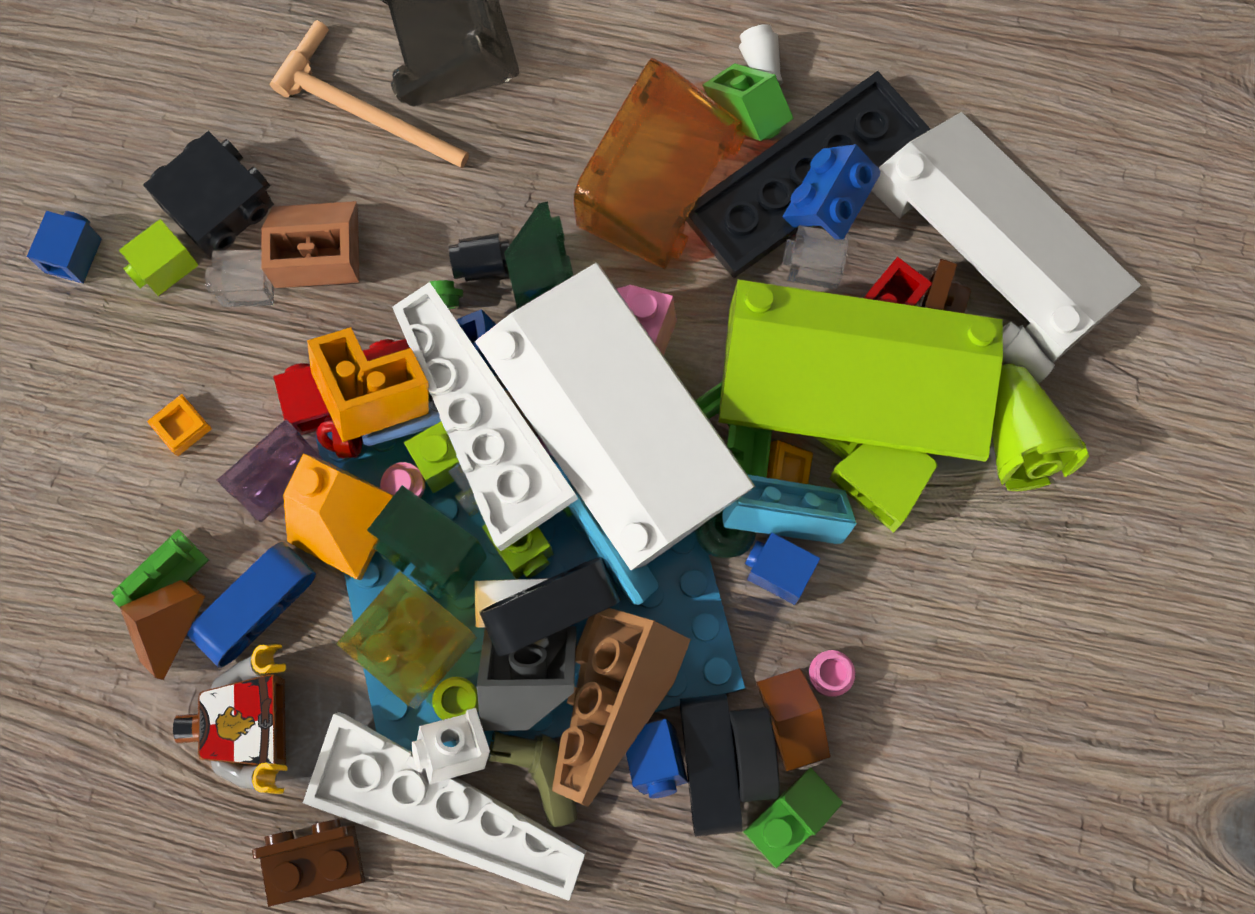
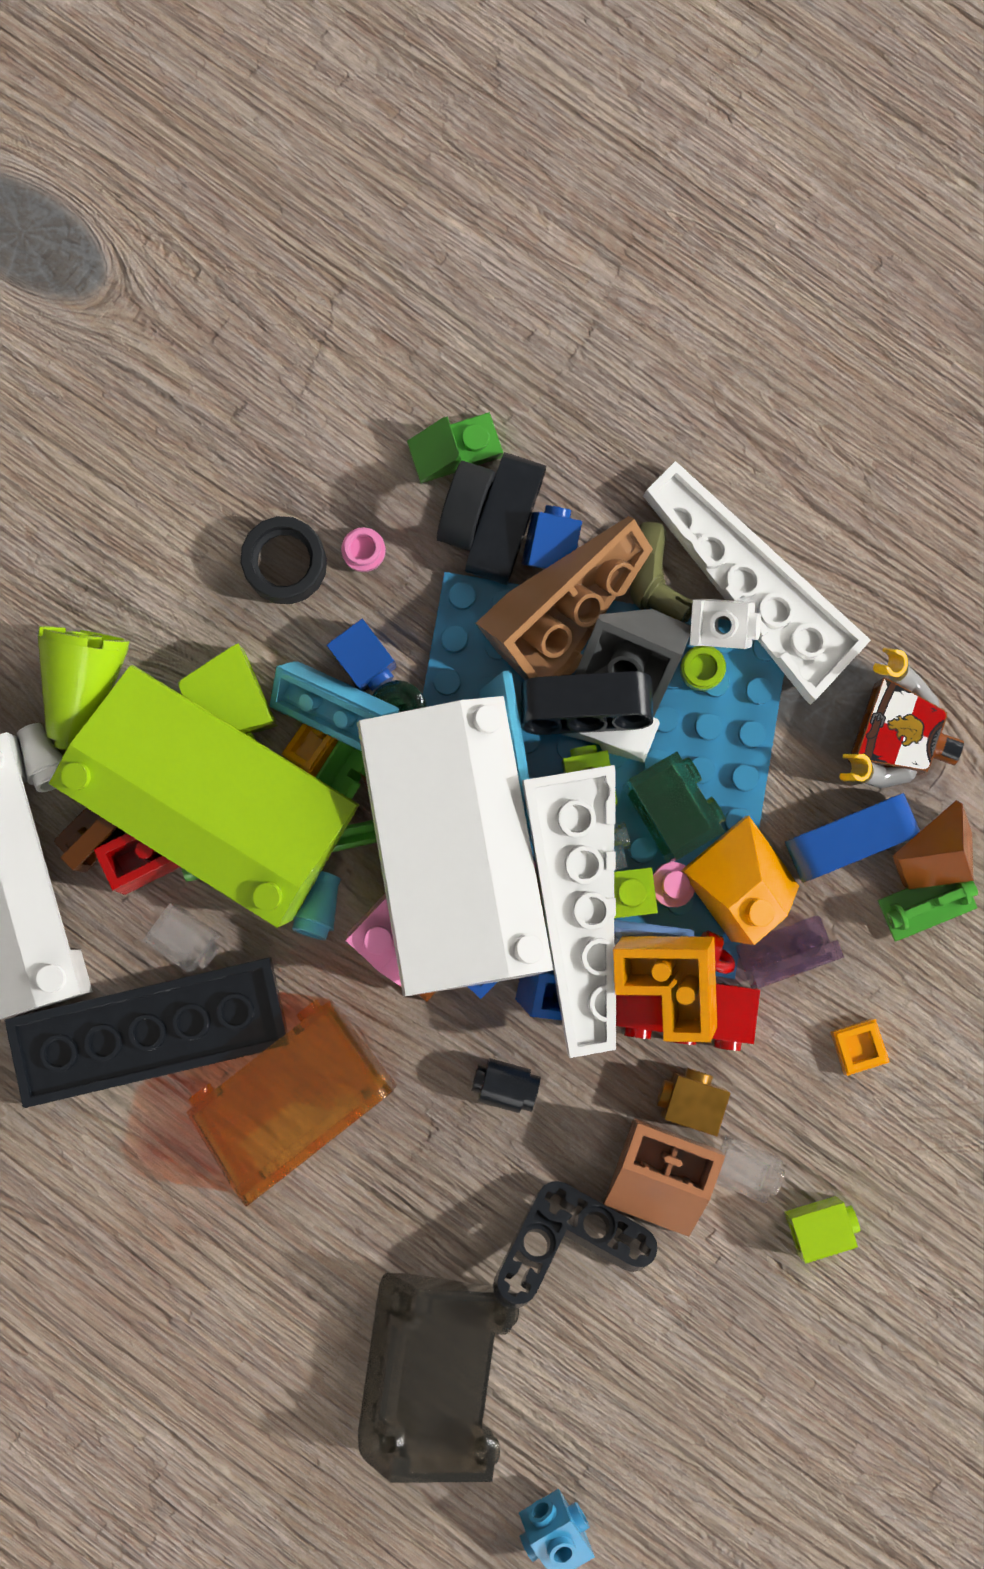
camera: 155 degrees left, 10 degrees up
(65, 246) = (909, 1285): blue brick -> none
(210, 193) = (746, 1275): black brick -> none
(297, 75) = (610, 1379): light nougat bar -> none
(309, 310) = (693, 1101): none -> pearl gold brick
(310, 863) = (882, 589): reddish brown bracket -> none
(388, 161) = (555, 1227): none -> black beam
(407, 640) = (726, 730): clear yellow brick -> none
(448, 293) = (558, 1063): bright green plate -> none
(537, 256) = (459, 1039): clear green slope -> none
(710, 327) = (319, 909): none -> medium azure cone
(752, 98) = (166, 1136): bright green slope -> none
(761, 49) = (128, 1180): white cone -> none
(795, 719) = (414, 527): dark orange slope -> none
(833, 190) = (137, 990): blue bracket -> none
(933, 615) = (287, 527): none -> black tyre

